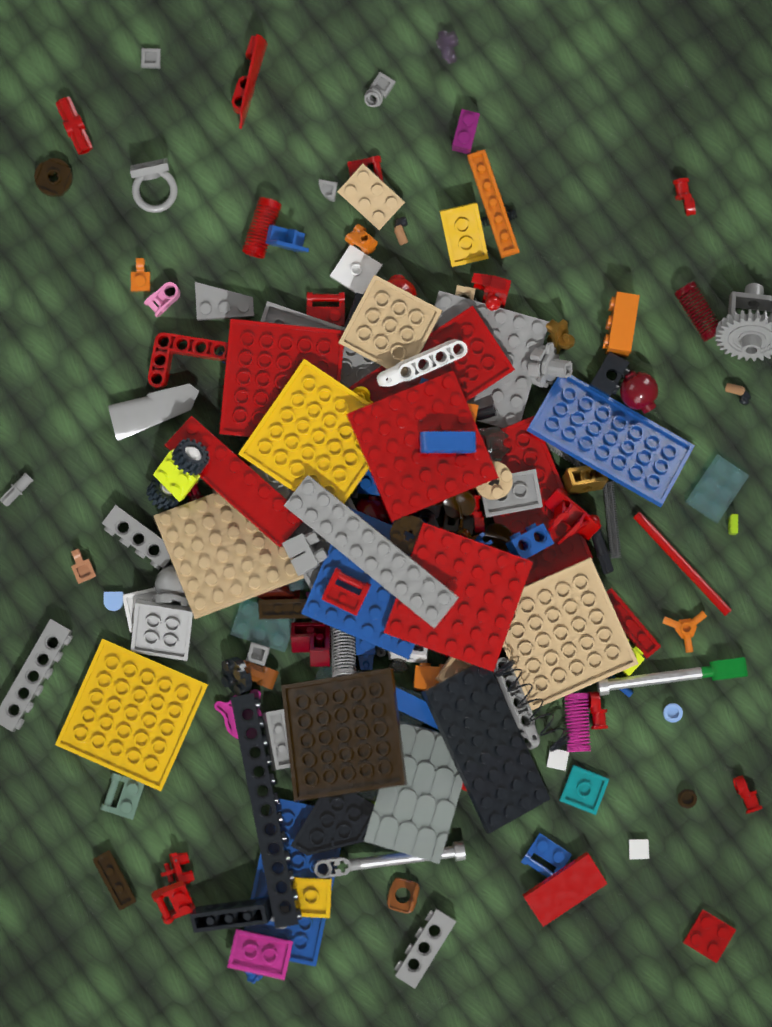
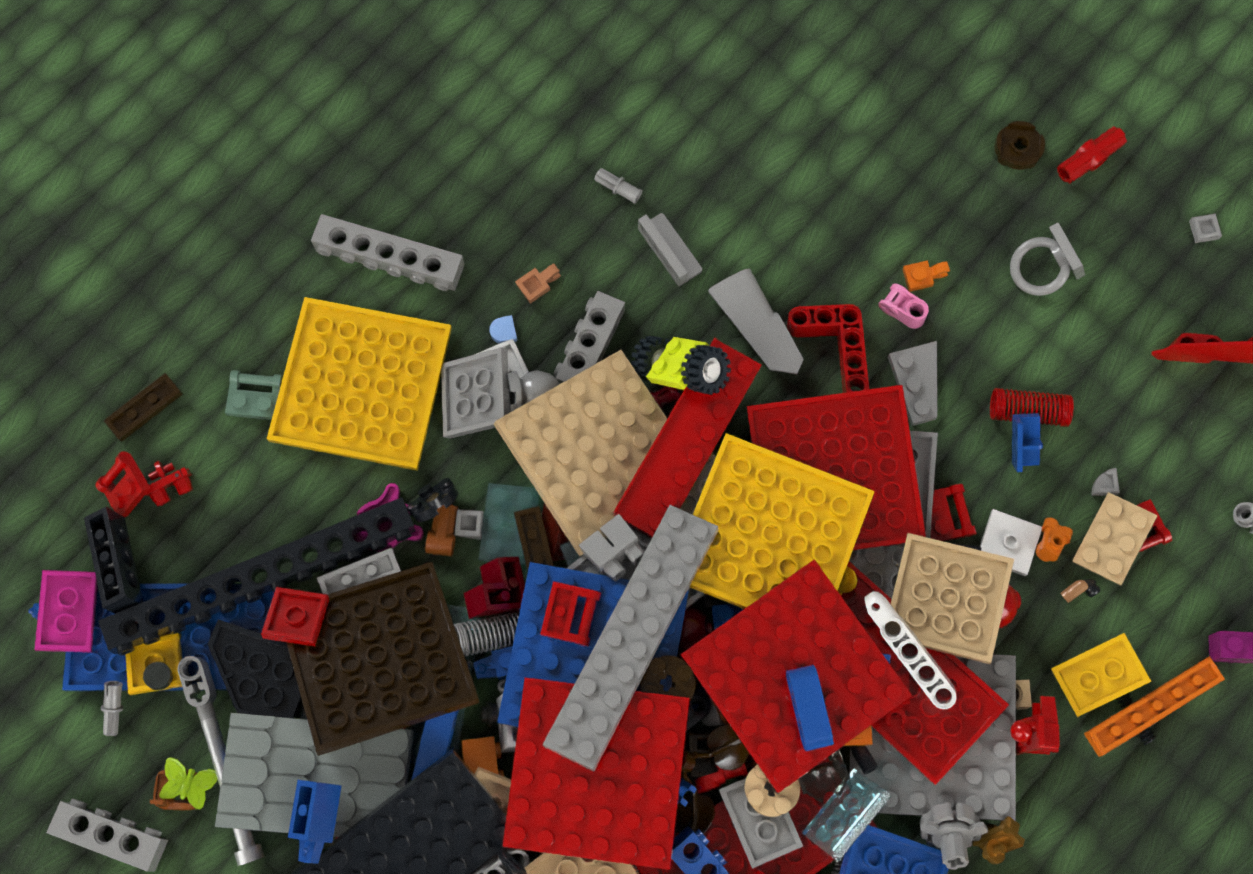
camera: 75 degrees right, 10 degrees down
(76, 461) = (669, 248): none -> light grey panel
(302, 788) = (295, 616): none -> red tile
(322, 894) = (157, 676): none -> pearl dark grey tile
(336, 932) = (111, 707): none -> light grey axle
(401, 887) = (187, 785): none -> lime piece
(448, 794) = (314, 817): none -> blue hinge
(523, 435) = (846, 816): none -> clear light blue plate

